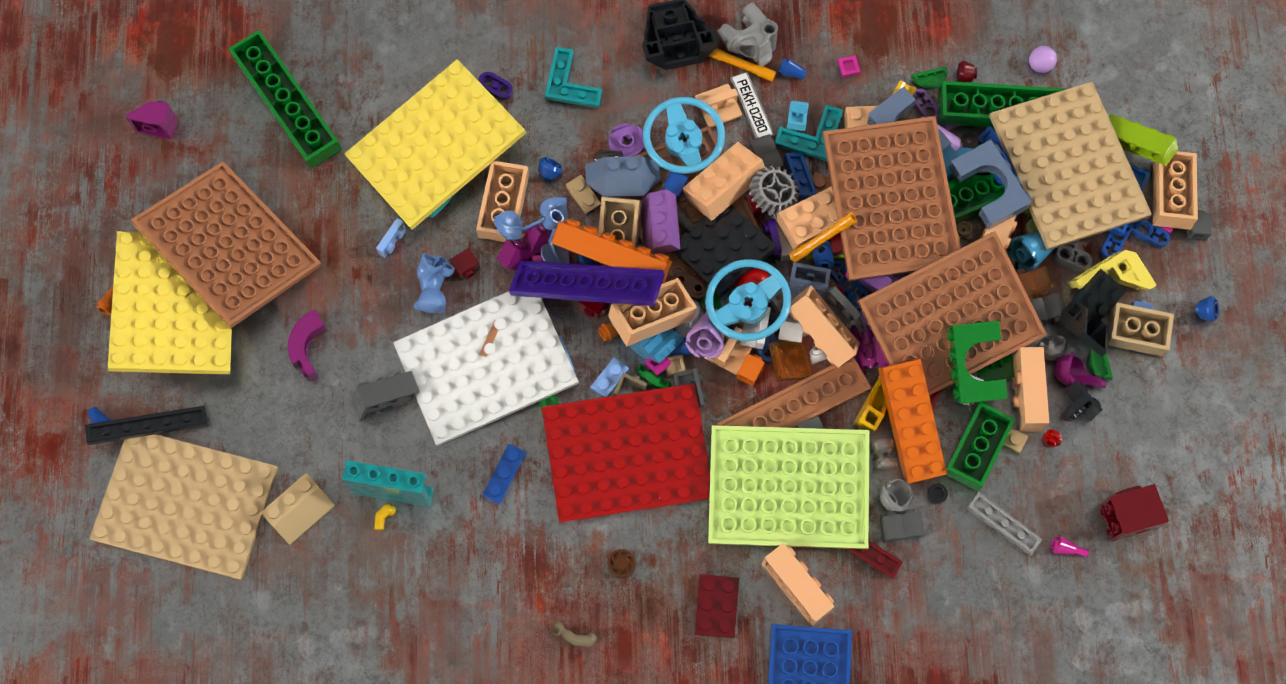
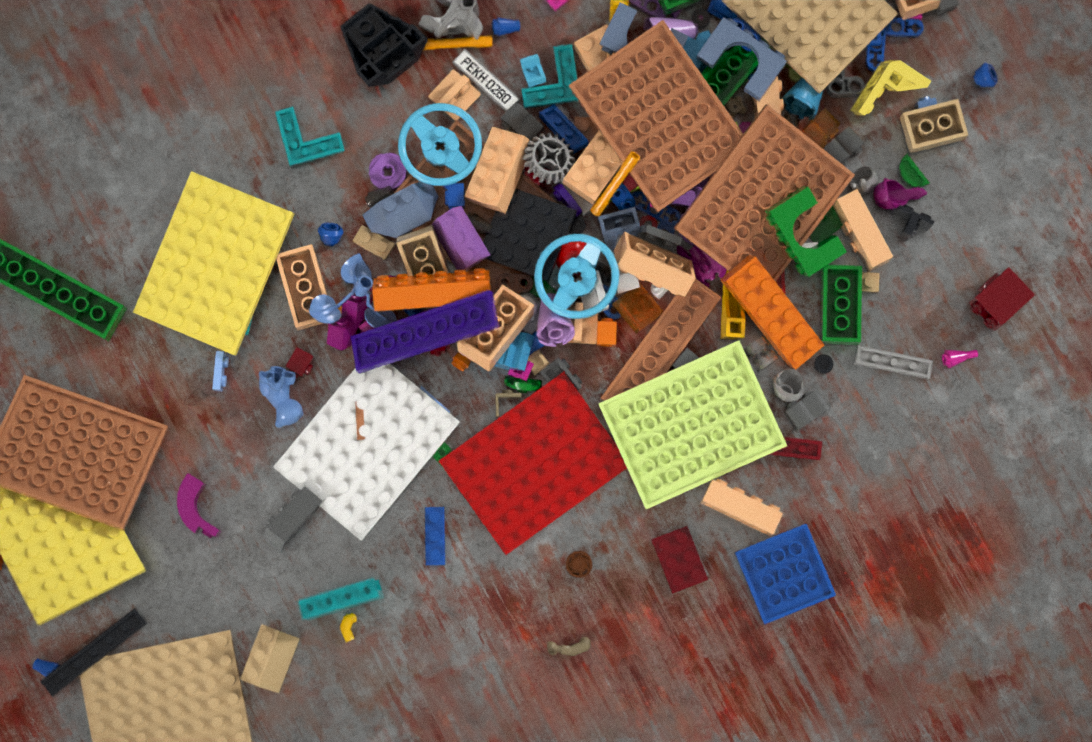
camera: 25 degrees left, 10 degrees up
(496, 86) = (239, 175): dark purple plate -> none
(609, 378) = (484, 402): light blue plate -> none
(1052, 438) = (901, 264): red plate -> none
(1088, 308) = (879, 134): black bracket -> none

